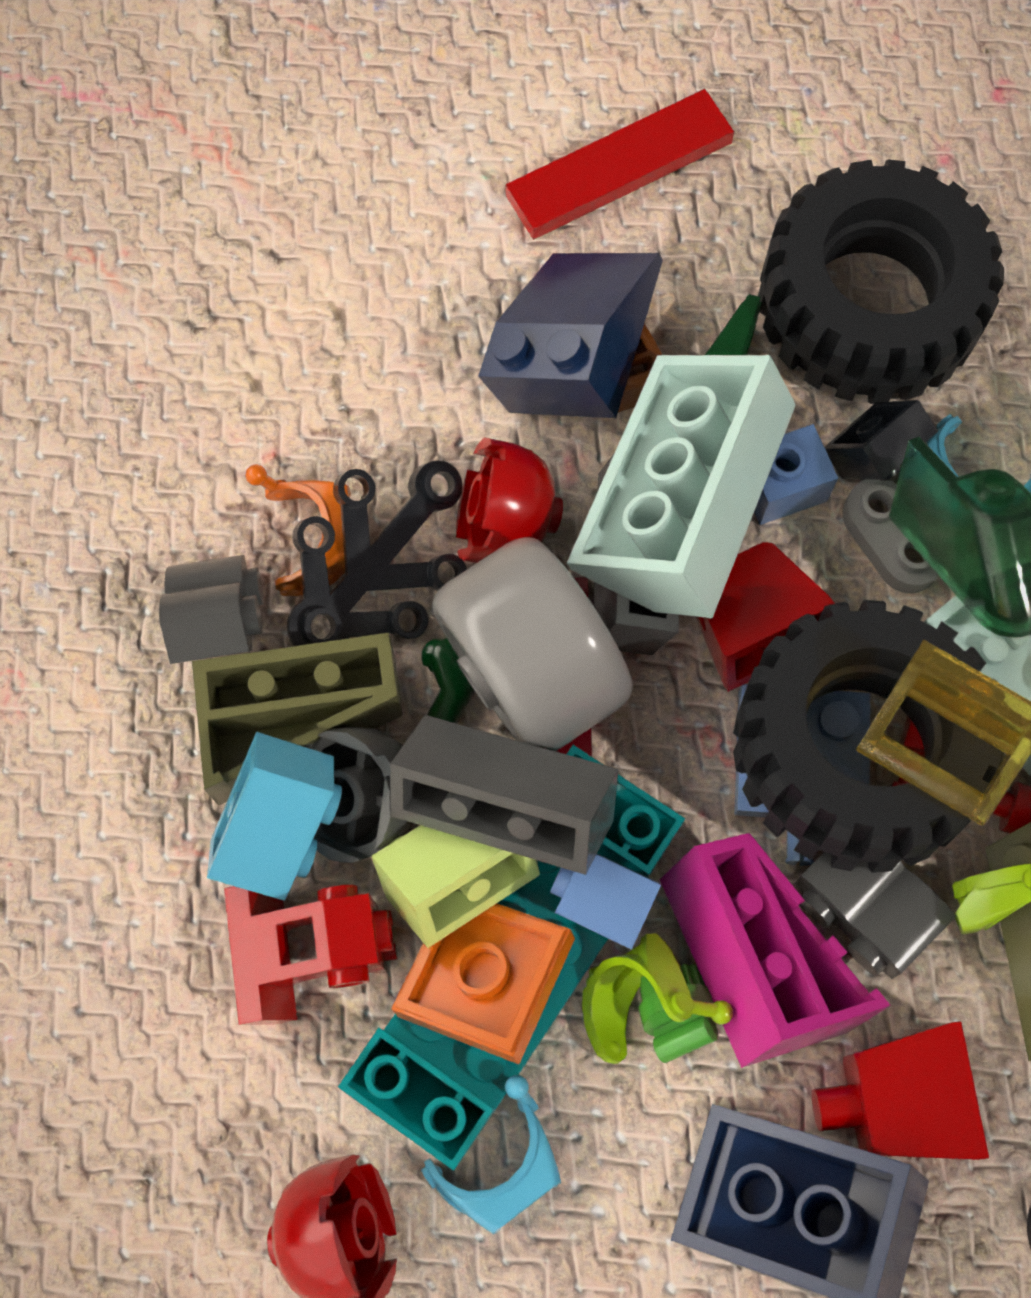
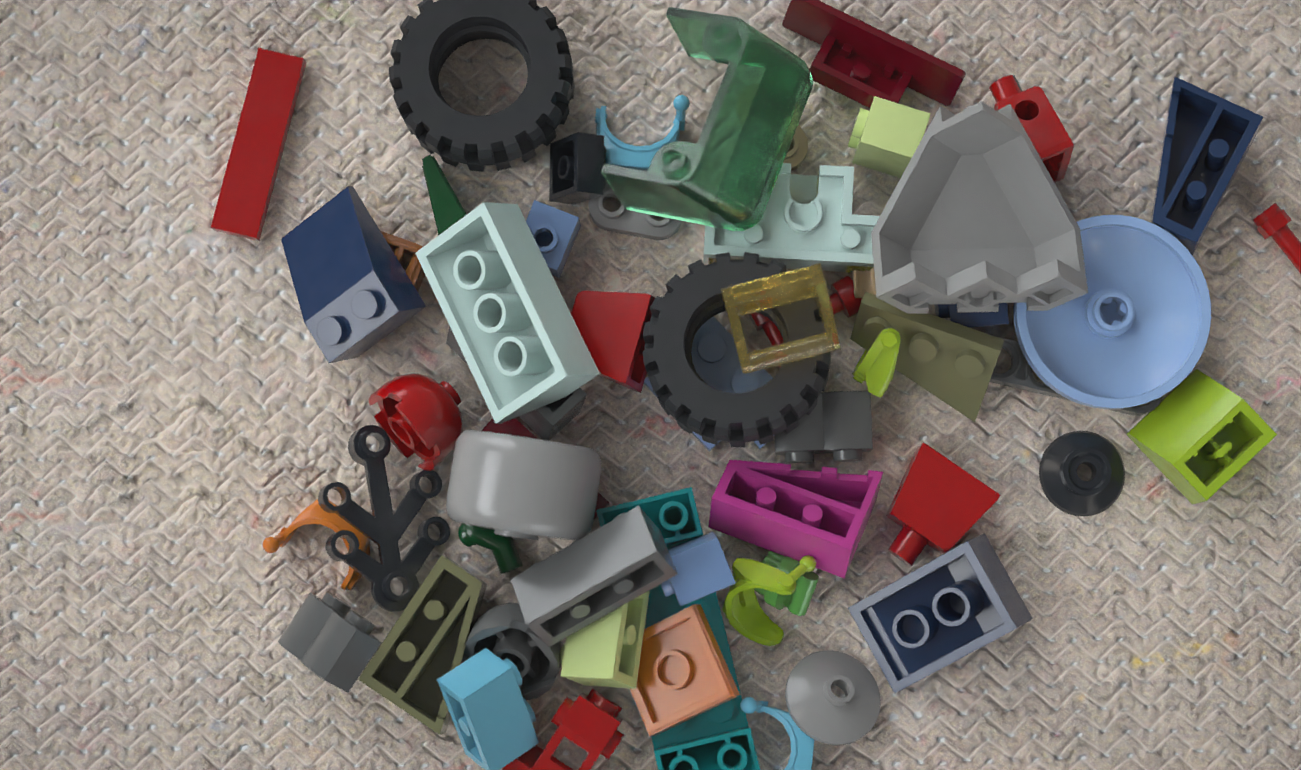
camera: 45 degrees left, 10 degrees up
(580, 1180) = (822, 713): none -> light grey dish

